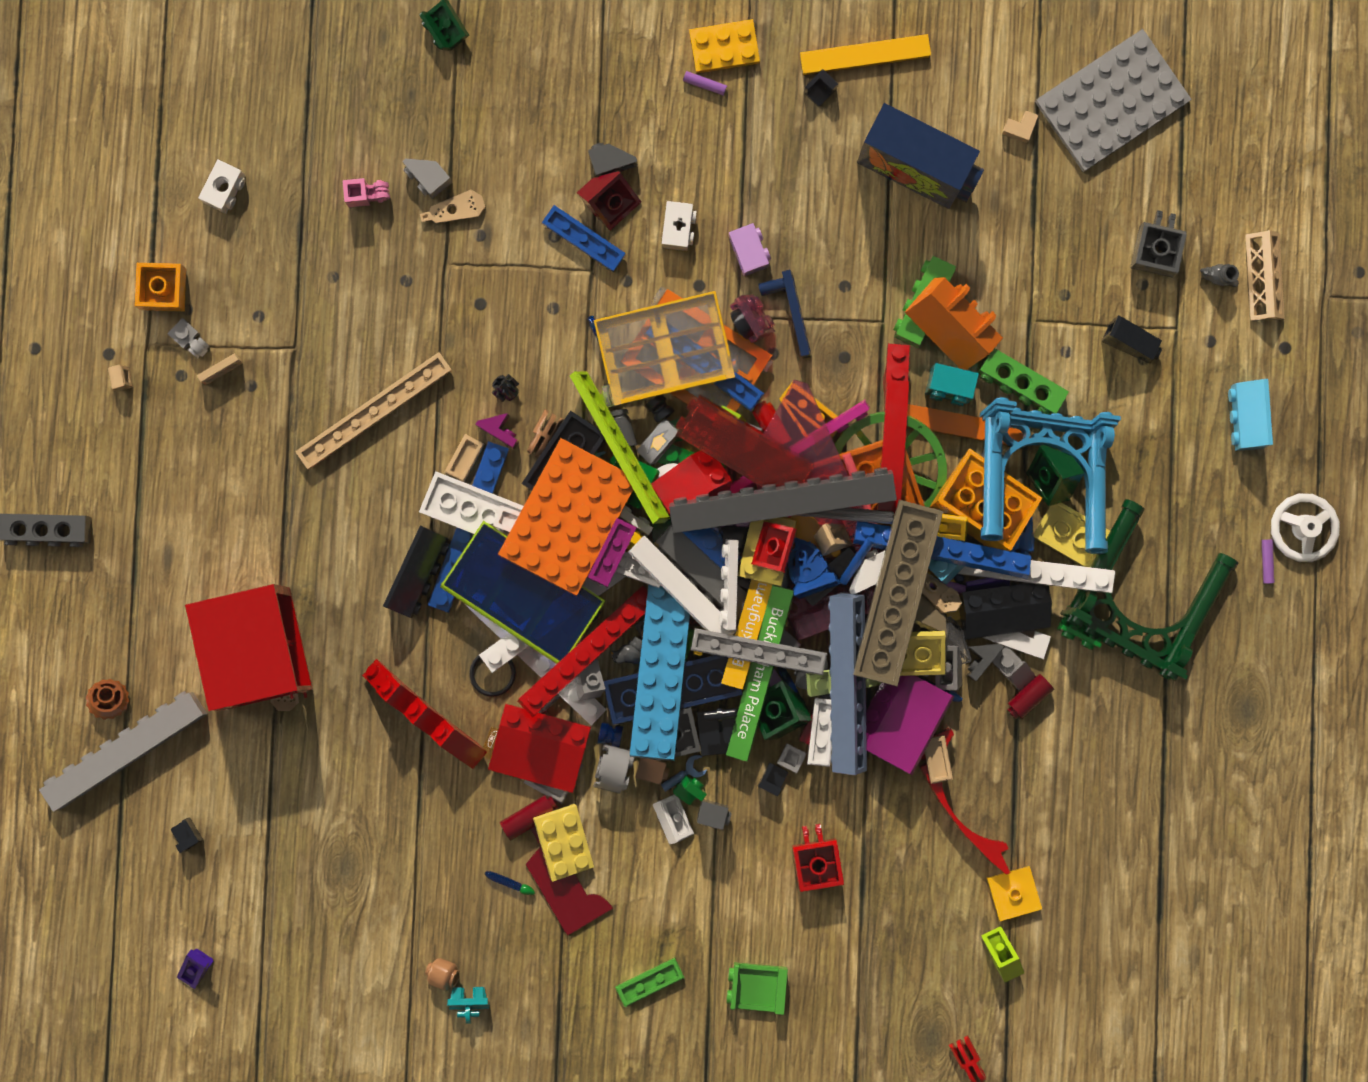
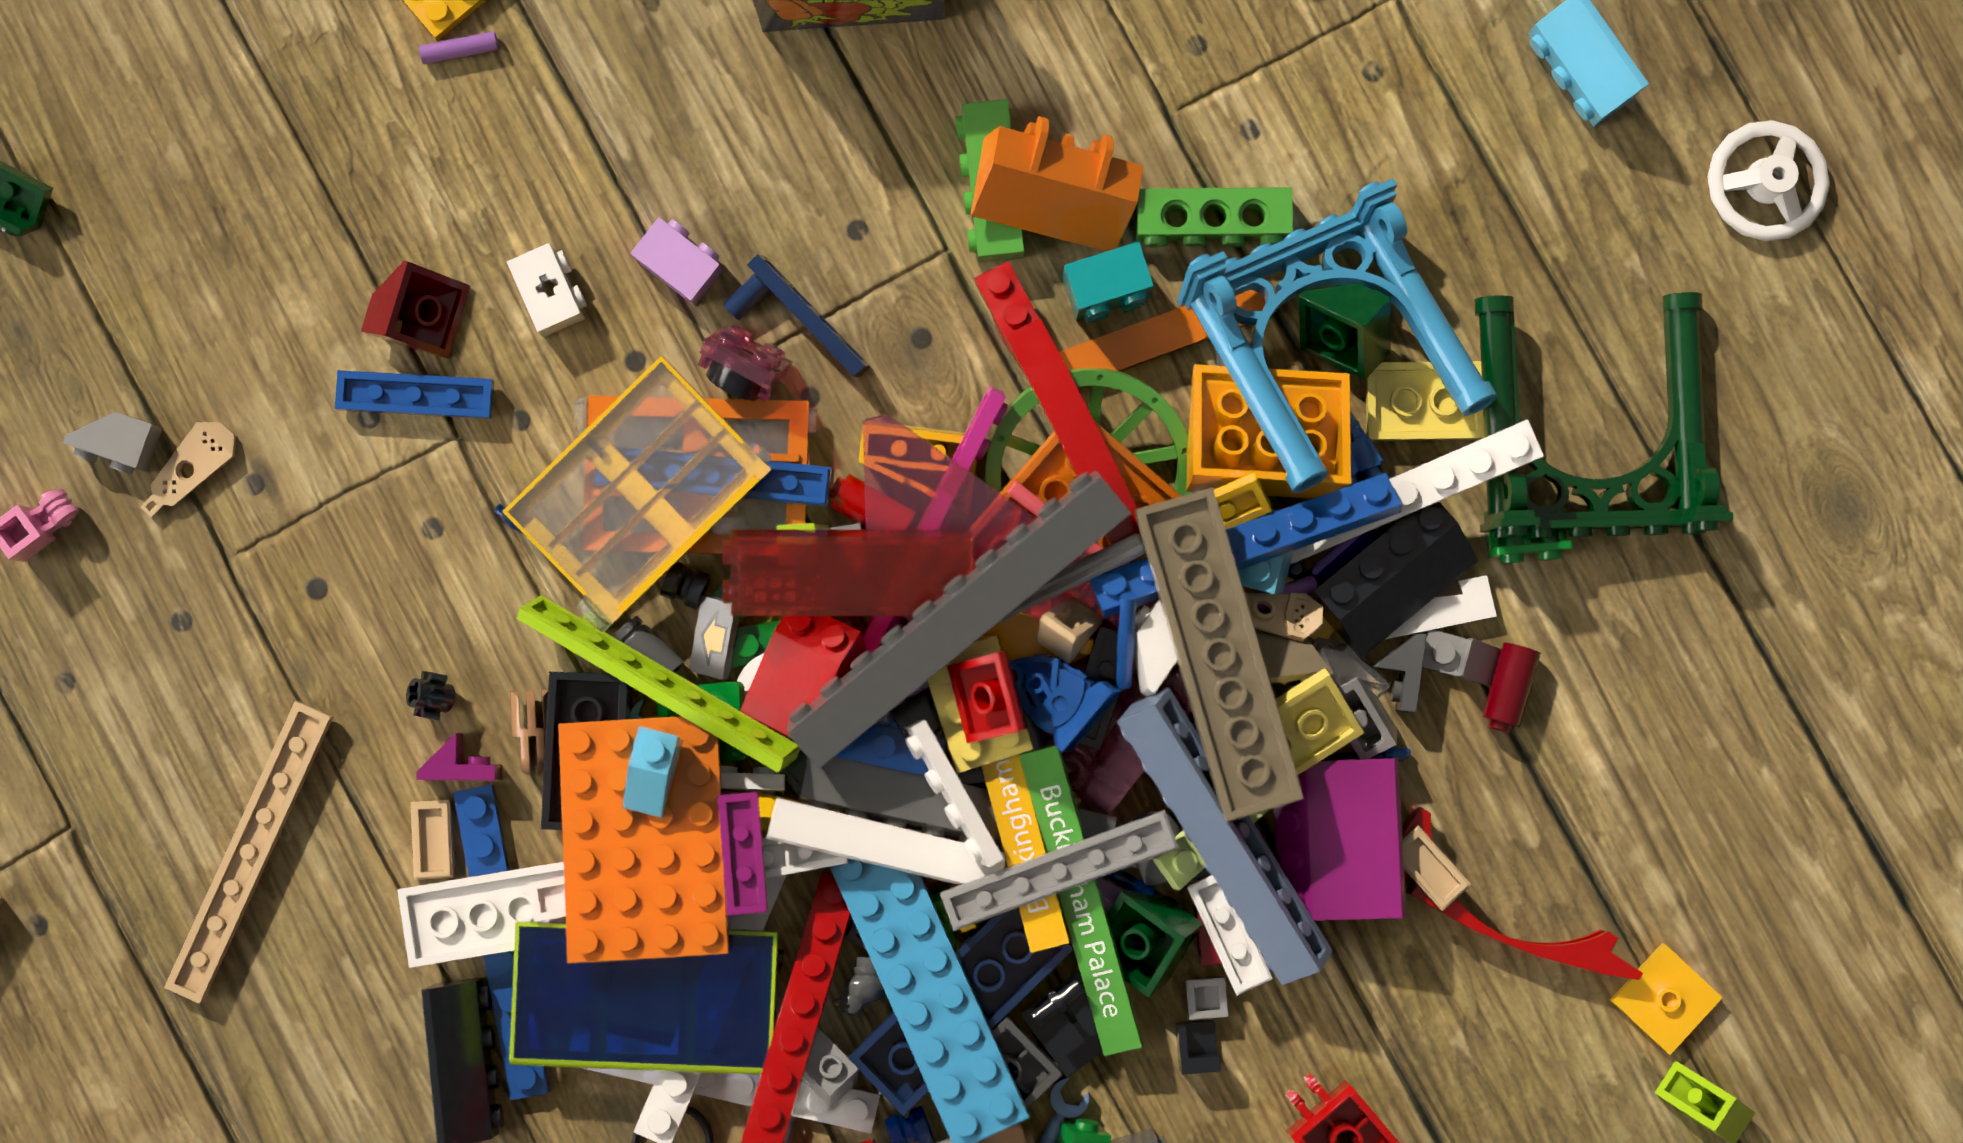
camera: 30 degrees left, 0 degrees up
(592, 486) = (651, 771): none -> medium azure slope
(610, 159) = (382, 249): dark grey slope -> none
(1132, 340) = (1339, 52): black slope -> none
(1268, 561) = (1743, 265): medium lavender piece -> none

